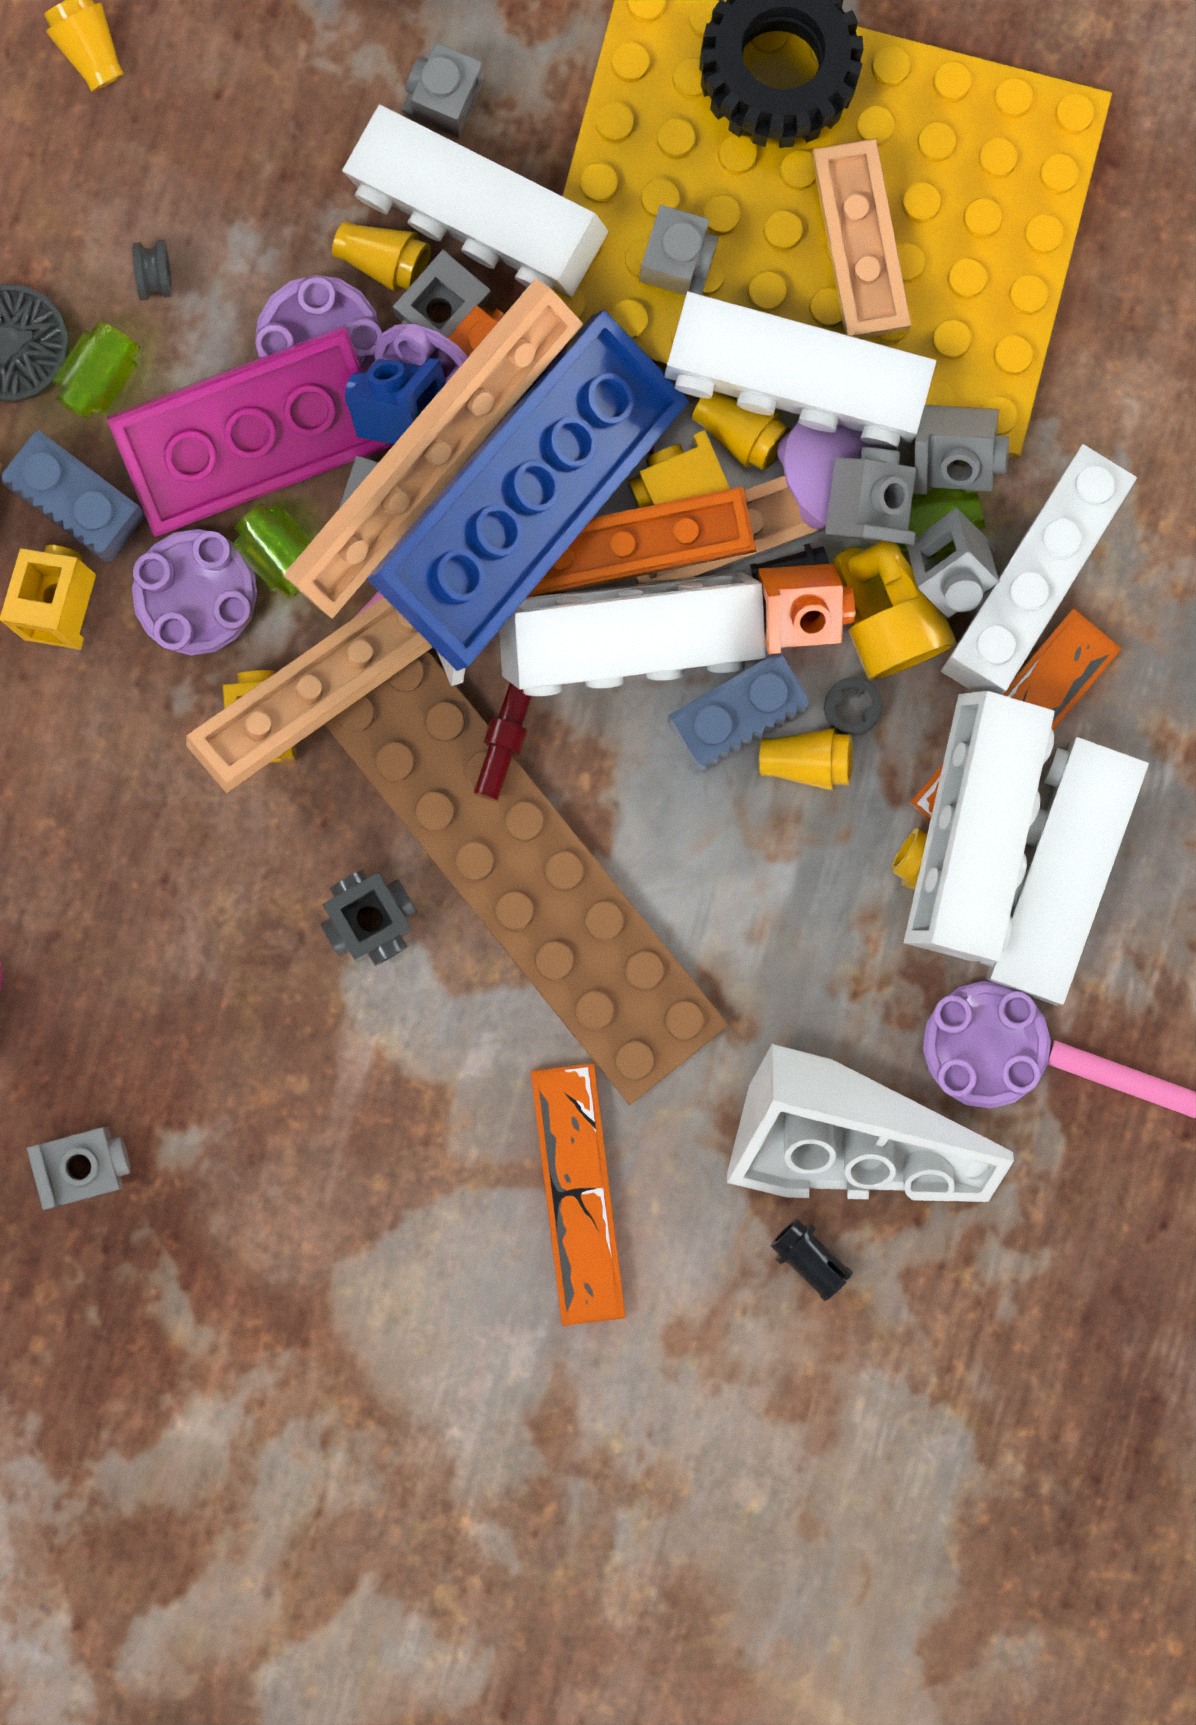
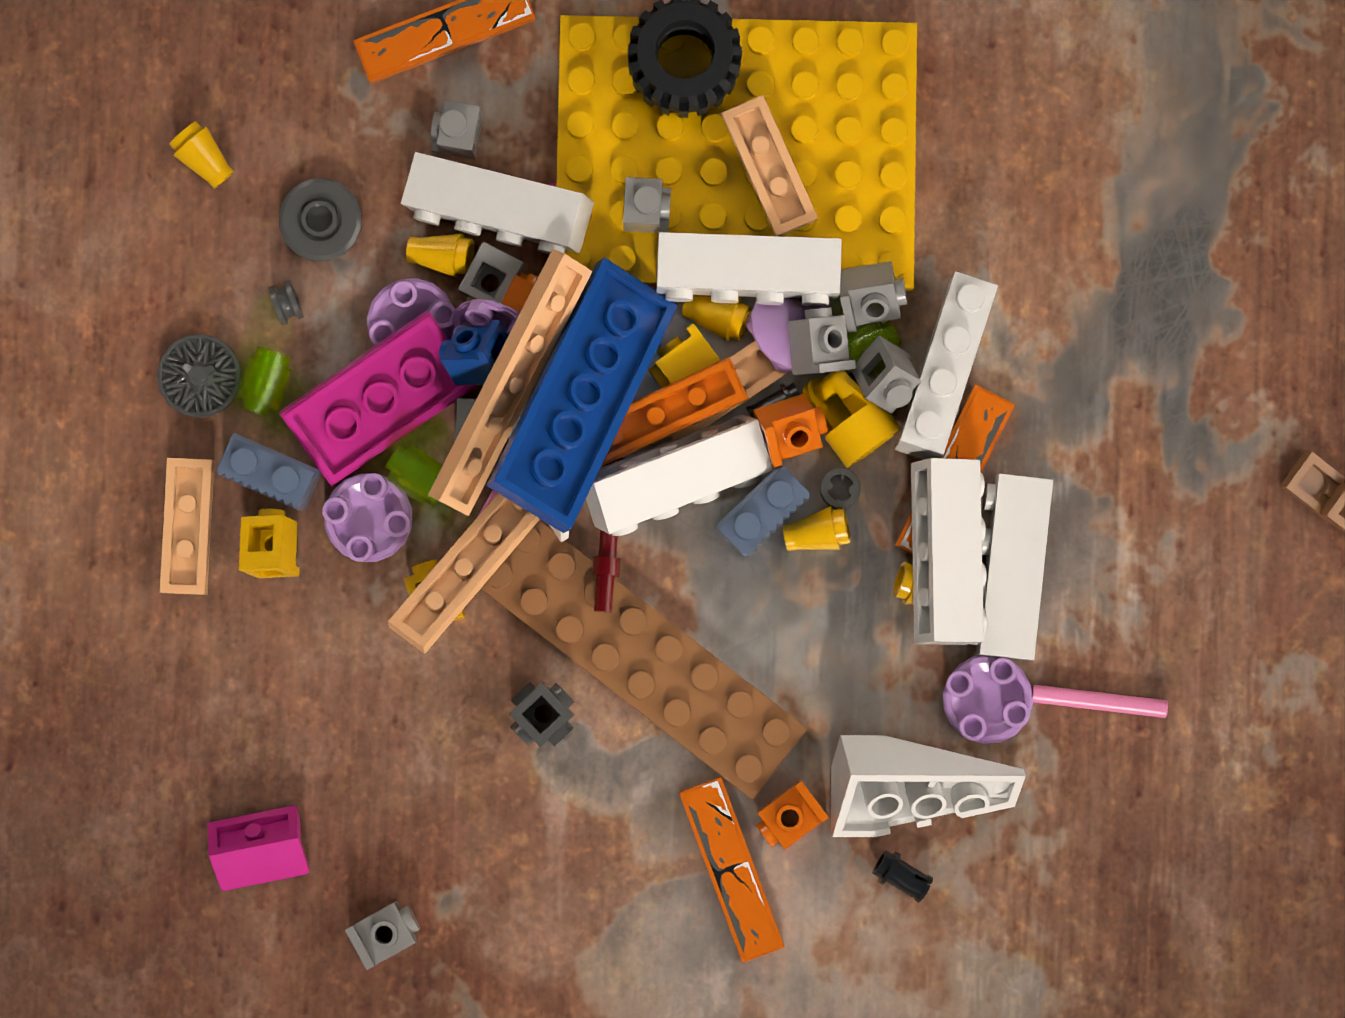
camera: 10 degrees left, 0 degrees up
(226, 168) = (320, 220): none -> dark grey wheel
(702, 1136) = (798, 799): none -> orange brick

